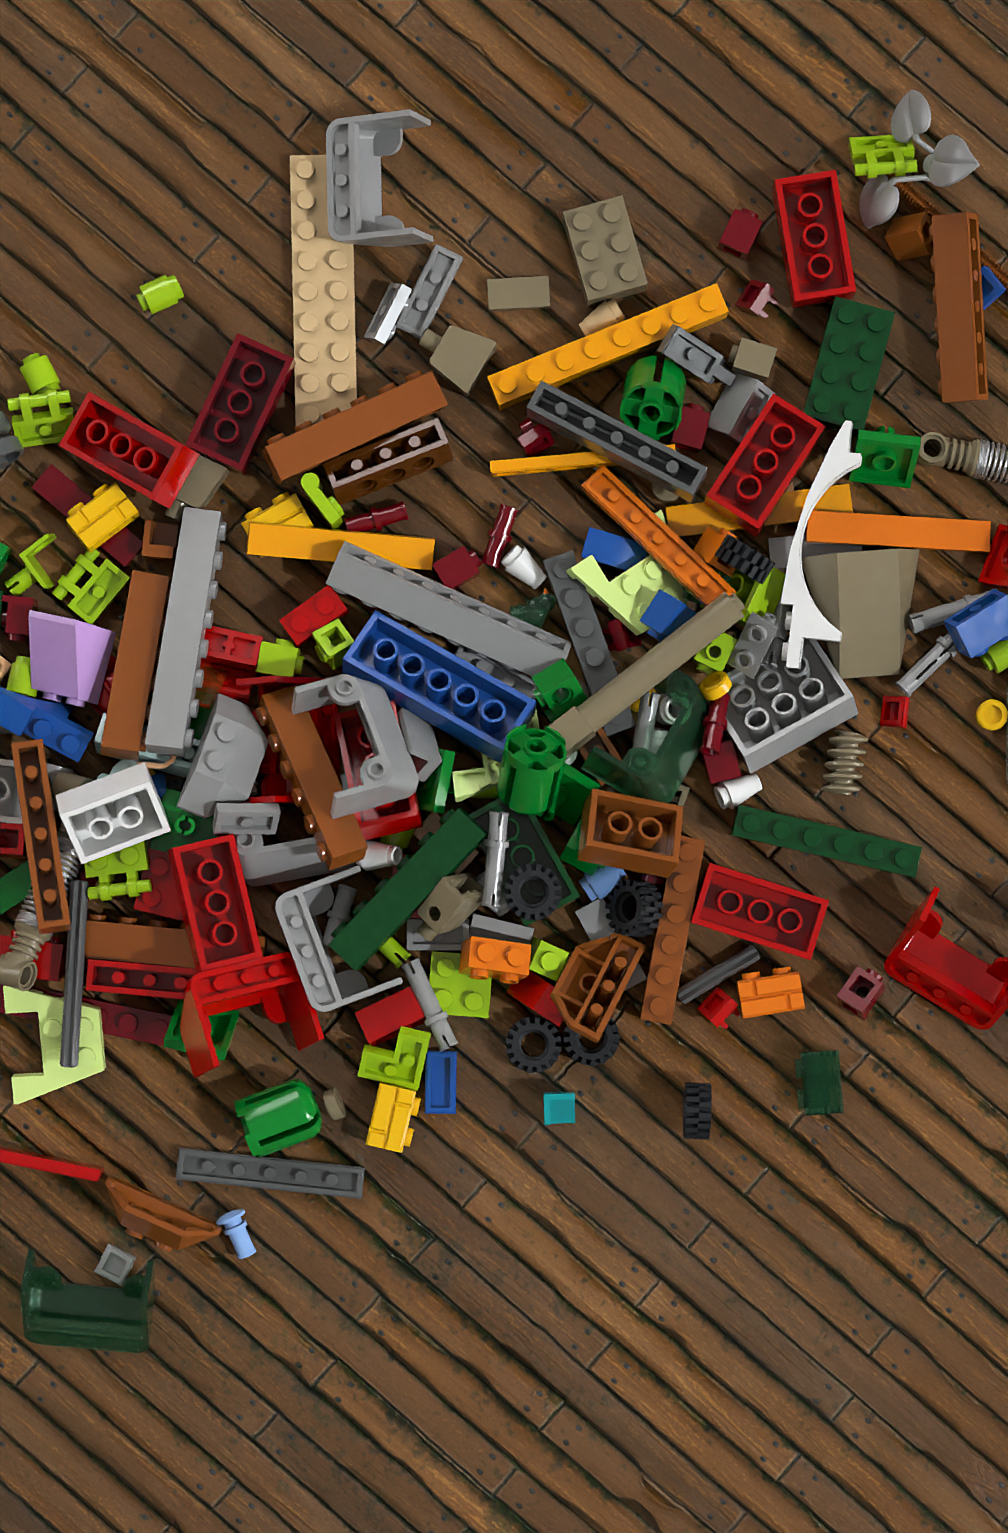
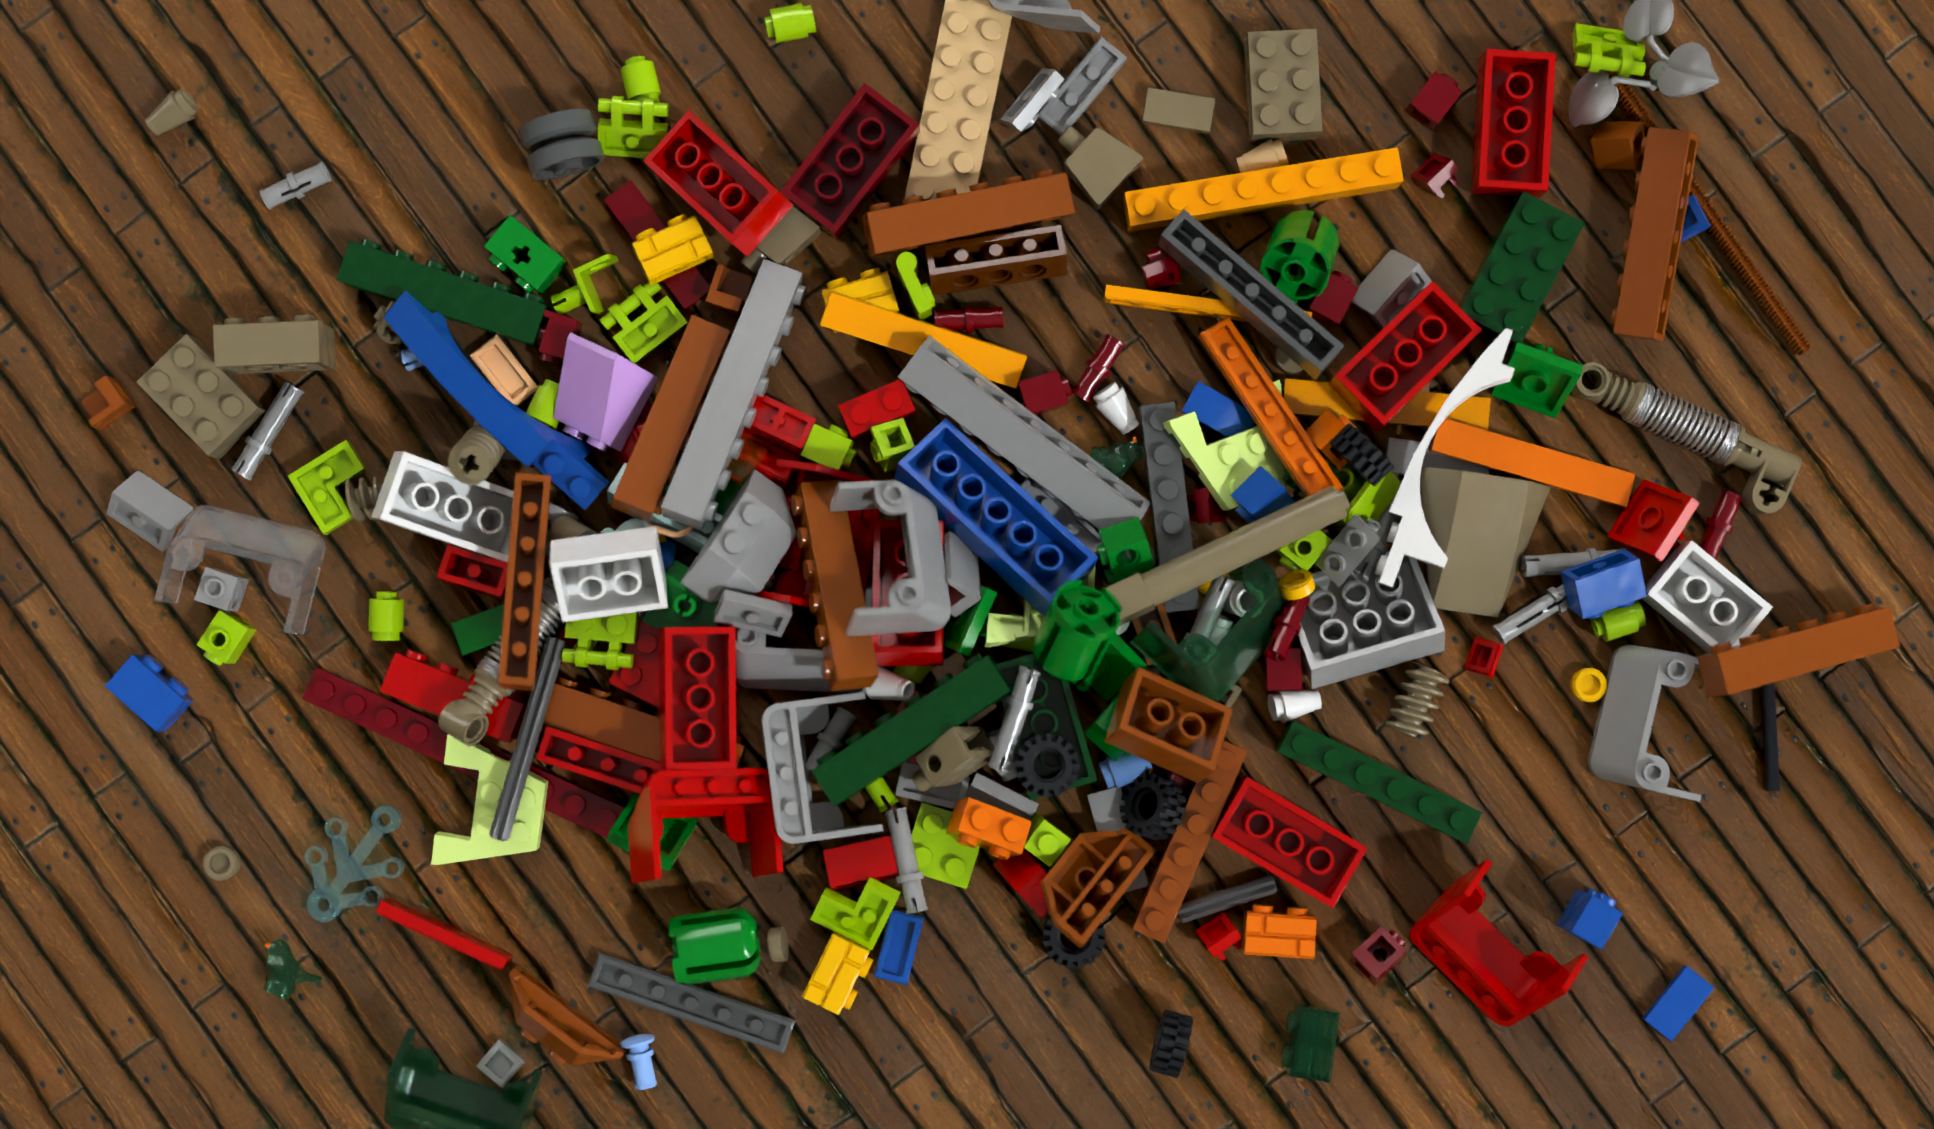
camera: 15 degrees right, 0 degrees up
(528, 1063) = (1018, 948): black tyre -> none
(559, 1107) = (1021, 1004): teal panel -> none
(695, 356) = (1355, 222): hinge -> none
(752, 359) = (1416, 239): dark tan brick -> none

